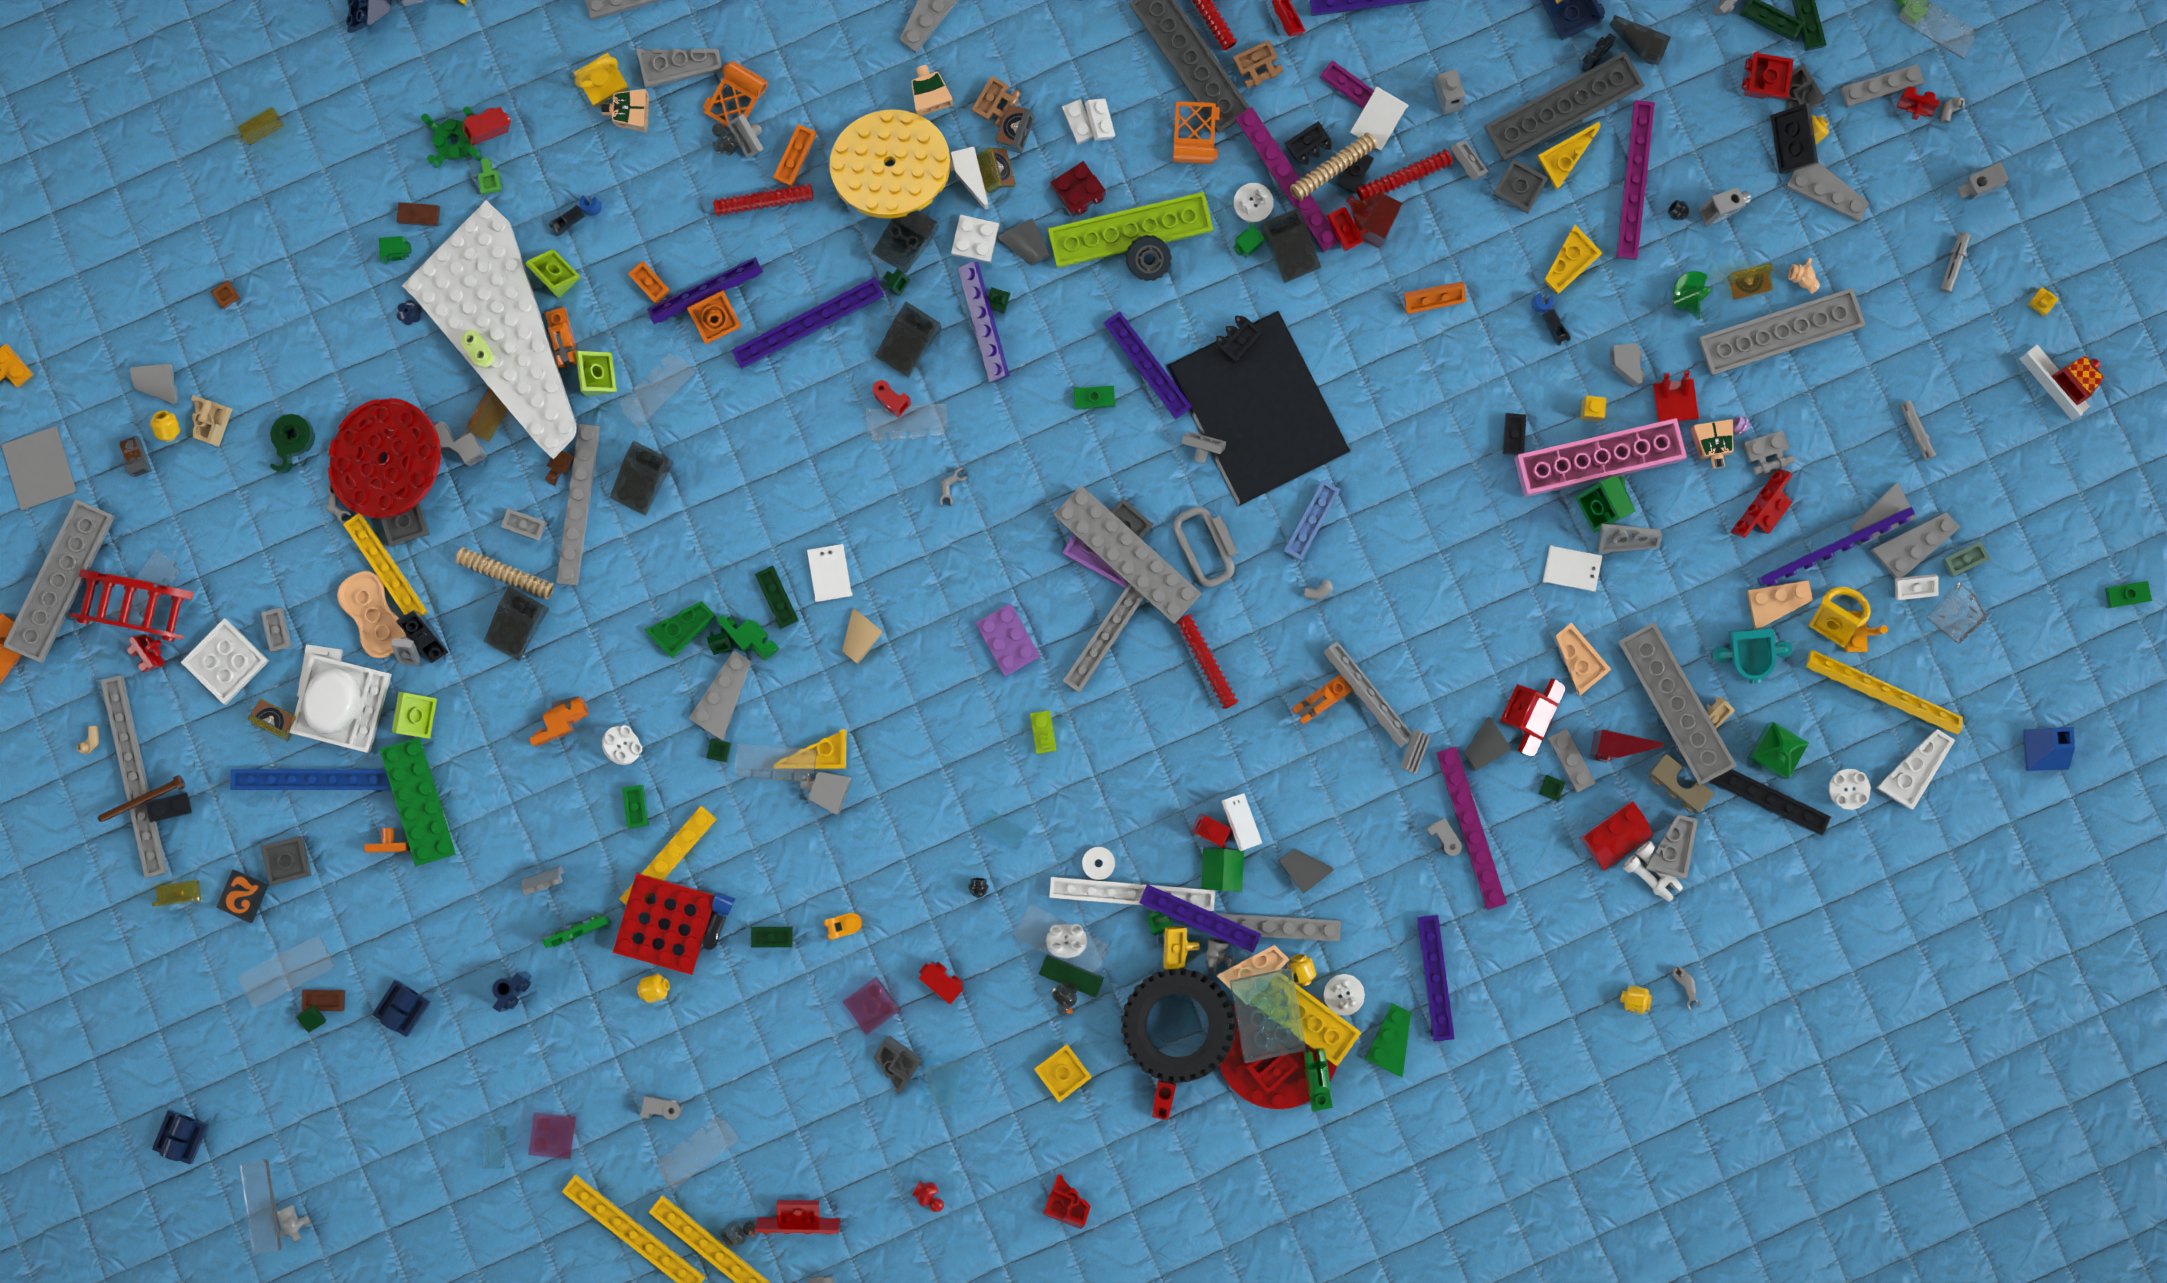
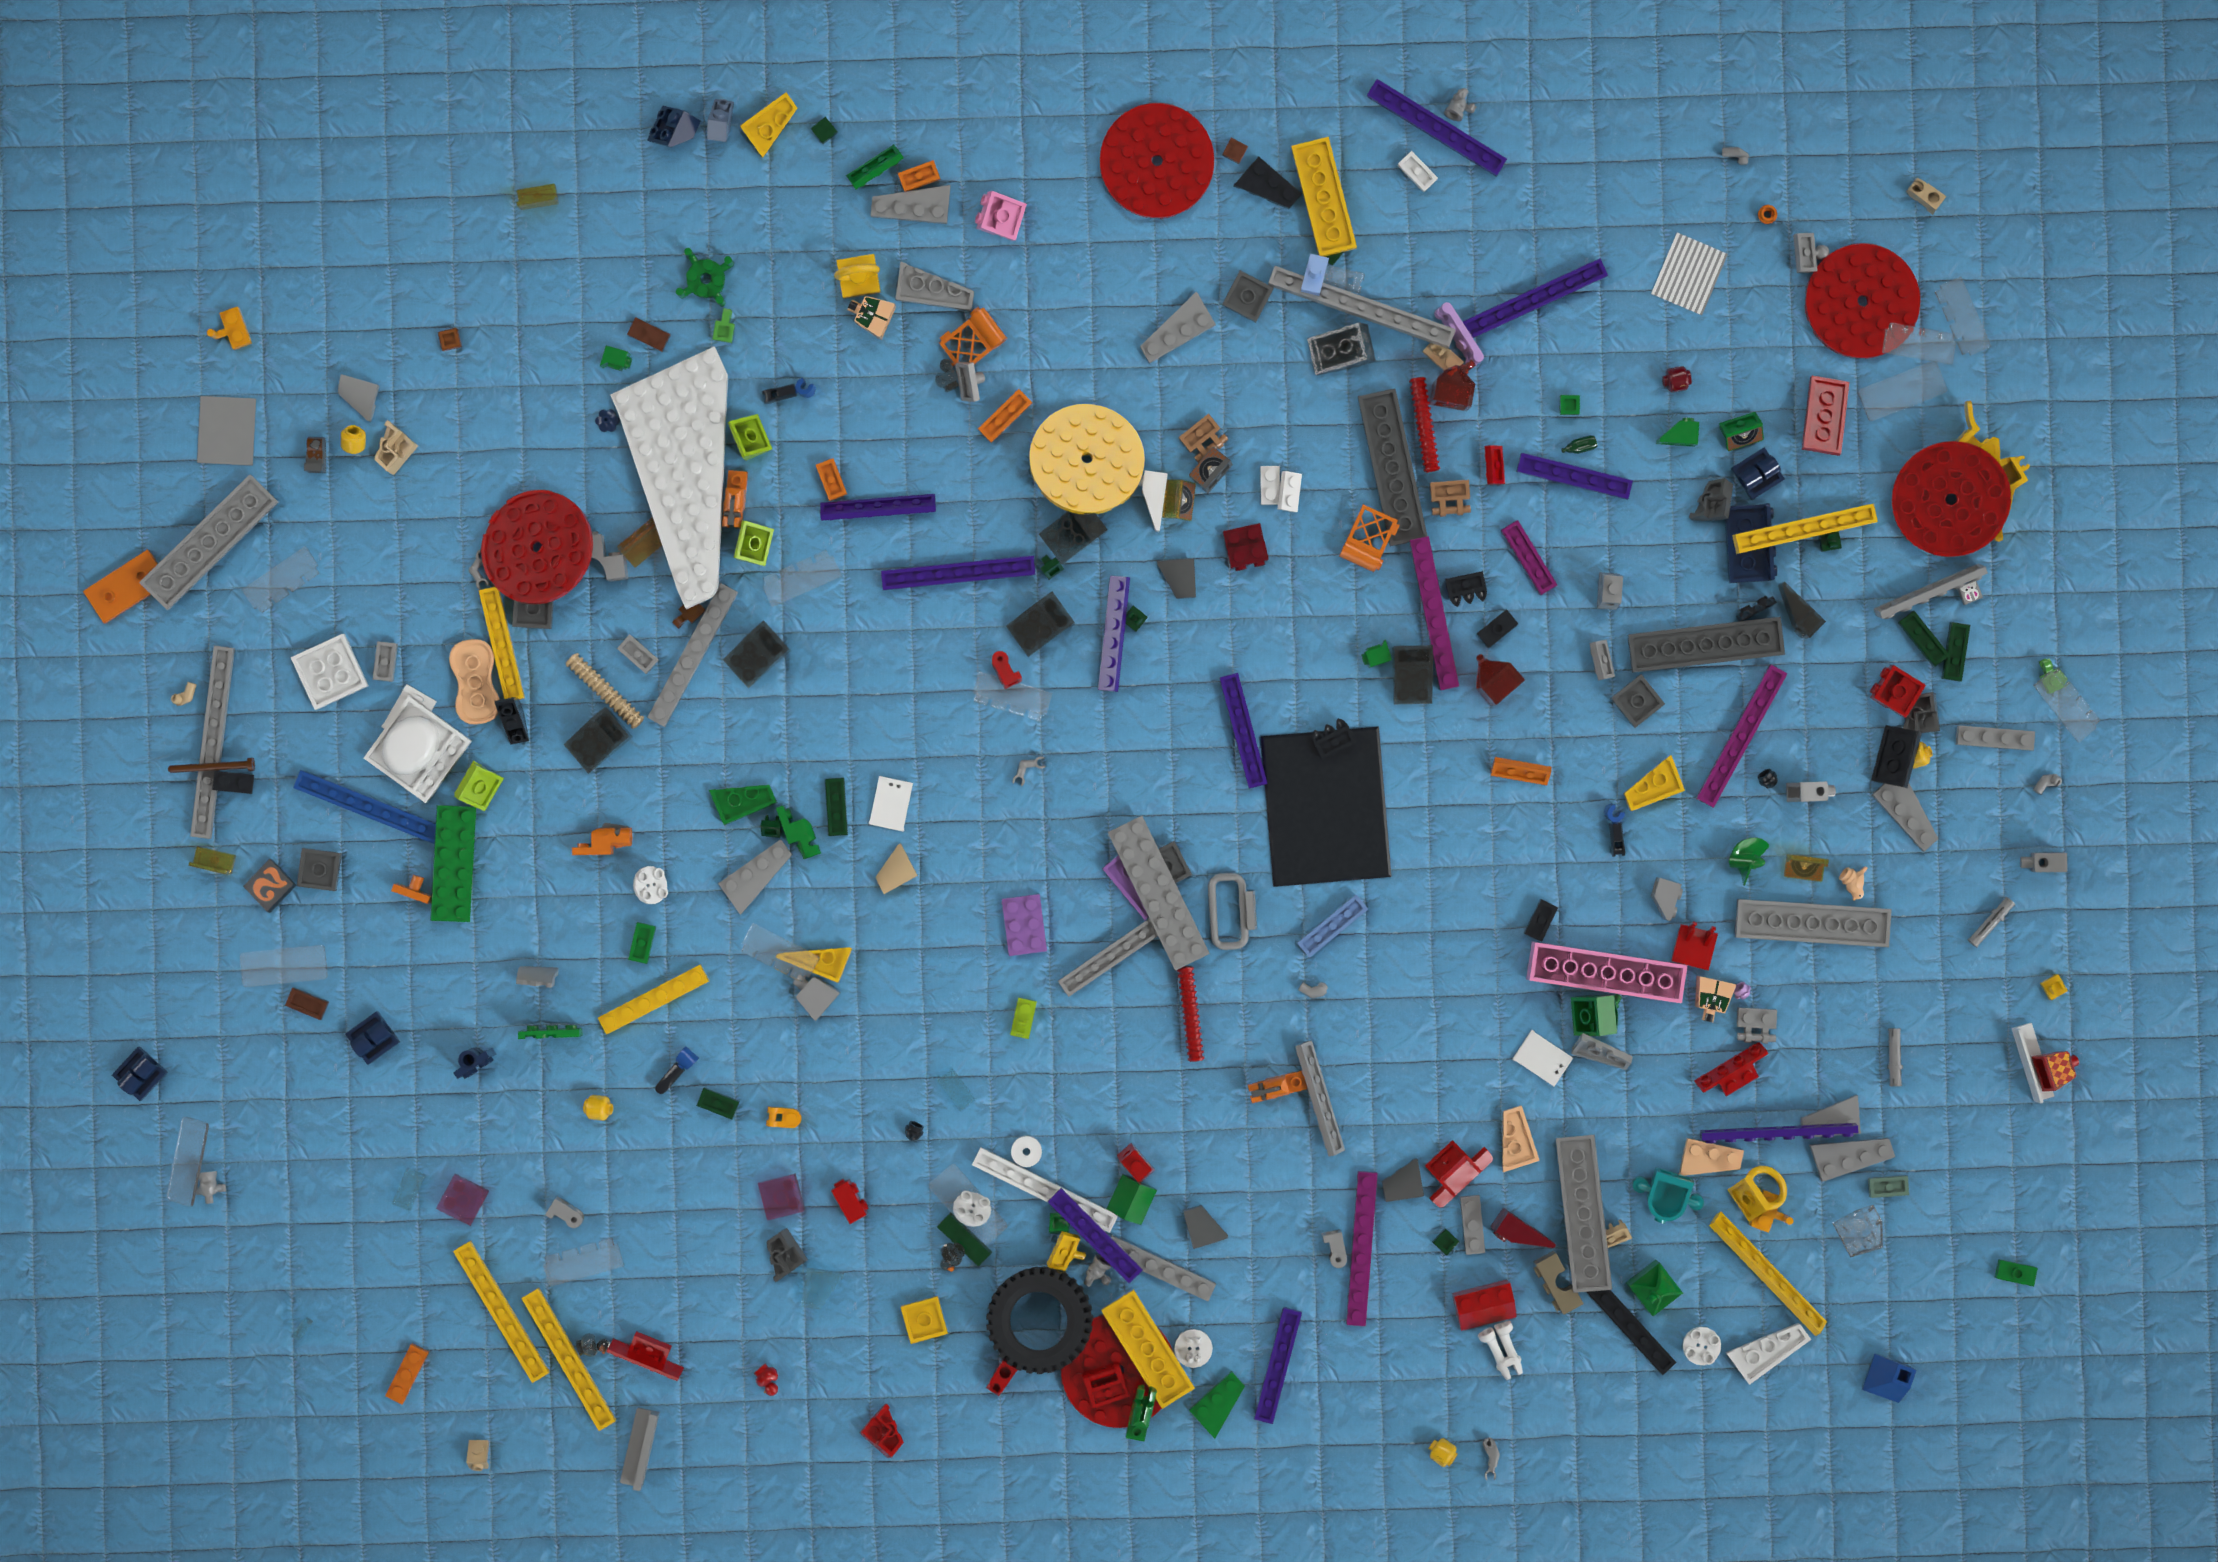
camera: 15 degrees right, 5 degrees up
(130, 586) = (272, 574): red fence -> none
(147, 650) = (264, 634): red hips -> none
(272, 719) = (353, 740): panel -> none
(288, 448) = (452, 497): dark green piece -> none
(311, 1018) = (290, 1016): dark green tile -> none
(405, 651) = (492, 728): light grey plate -> none
(477, 347) = (655, 482): yellowish green plate -> none
(486, 125) = (740, 279): red brick -> none
(636, 905) = (615, 1057): red piece -> none
(714, 317) = (877, 535): orange plate -> none
(719, 750) = (734, 921): dark green tile -> none
(763, 200) = (961, 445): red piece -> none
(930, 92) = (1147, 406): light nougat torso -> none
(975, 239) = (1136, 555): white plate -> none
(1094, 397) = (1185, 740): green plate -> none
(1114, 232) = (1276, 602): lime plate -> none
(1157, 266) = (1282, 624): black wheel -> none
(1203, 445) = (1264, 821): light grey tile -> none
(1241, 822) = (1164, 1166): white container -> none
(1261, 197) = (1386, 623): white plate -> none
(1263, 962) = (1121, 1302): light nougat wing -> none
(1267, 1015) = (1119, 1343): clear light blue plate -> none
(1302, 969) = (1165, 1313): yellow head -> none
(1333, 166) = (1479, 619): tan piece -> none
(1344, 228) = (1466, 678): red plate -> none
(1379, 117) = (1537, 590): white container -> none
(1406, 175) = (1539, 651): red piece -> none
(1415, 752) = (1339, 1164): light grey tile -> none
(1562, 158) = (1685, 690): yellow wing -> none
(1593, 408) = (1619, 925): yellow brick -> none
(1675, 848) = (1530, 1337): light grey wing -> none
(1916, 587) = (1835, 1194): white plate -> none
(1918, 104) = (2019, 769): red hips -> none

